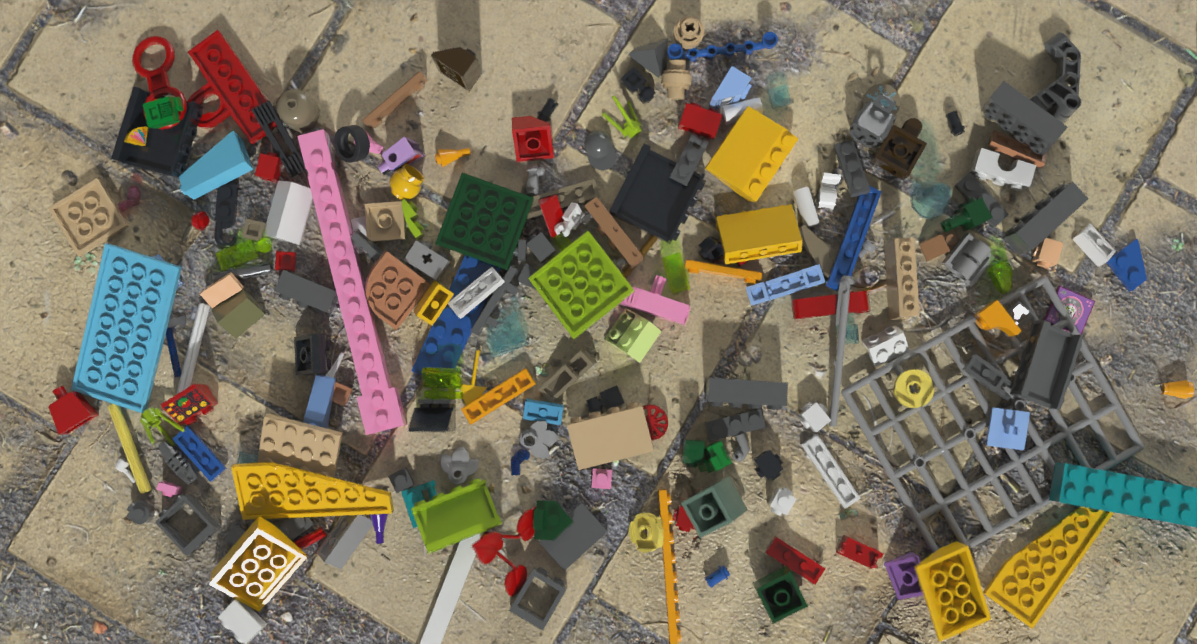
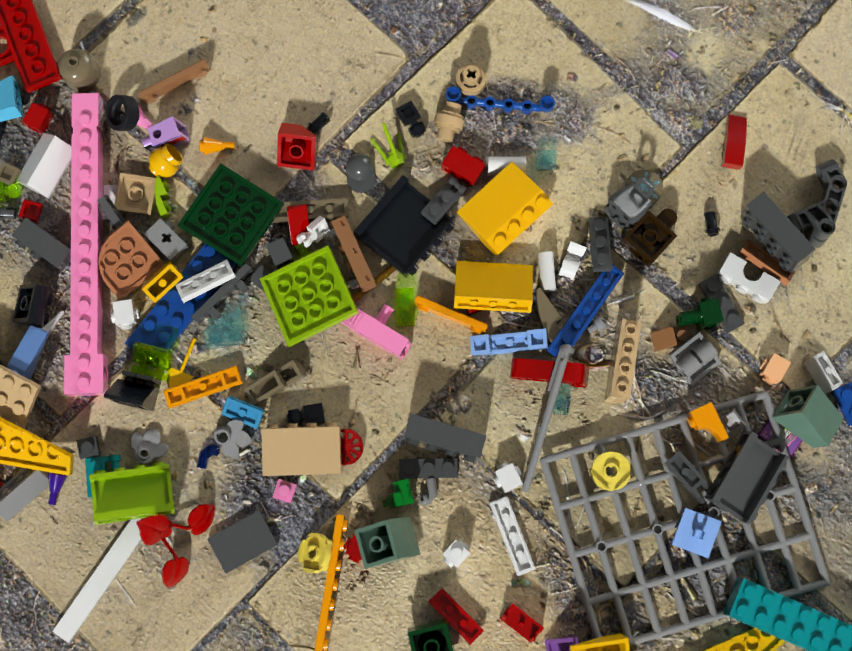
camera: 10 degrees right, 5 degrees down
(266, 114) = (46, 67): black container -> none
(341, 394) = (51, 350): nougat plate -> none
(405, 342) = (125, 314): none -> white brick
(458, 66) = (242, 62): dark brown slope -> none
(521, 250) = (260, 251): dark grey plate -> none
(527, 614) = (178, 608): dark grey window -> none
(532, 183) = (288, 187): light grey arm -> none
(549, 520) = (223, 520): dark green plate -> none
(633, 334) = (348, 357): yellowish green slope -> none
(652, 56) = (431, 95): dark grey slope -> none
(692, 452) = (378, 484): dark green slope -> none
(711, 249) = (444, 291): black plate -> none
(717, 576) = (375, 614): blue pin -> none
(732, 89) = (499, 142): light blue slope -> none
(768, 465) = (451, 515): black brick -> none
(886, 345) = (595, 424): white bracket -> none
(931, 199) = (671, 292): clear light blue cone -> none
(960, 37) = (734, 142): none -> red slope
(1001, 276) = (724, 382): clear neon green rock -> none
(1045, 217) = (784, 330): dark grey brick -> none
(1091, 291) = (809, 415): none -> sand green slope

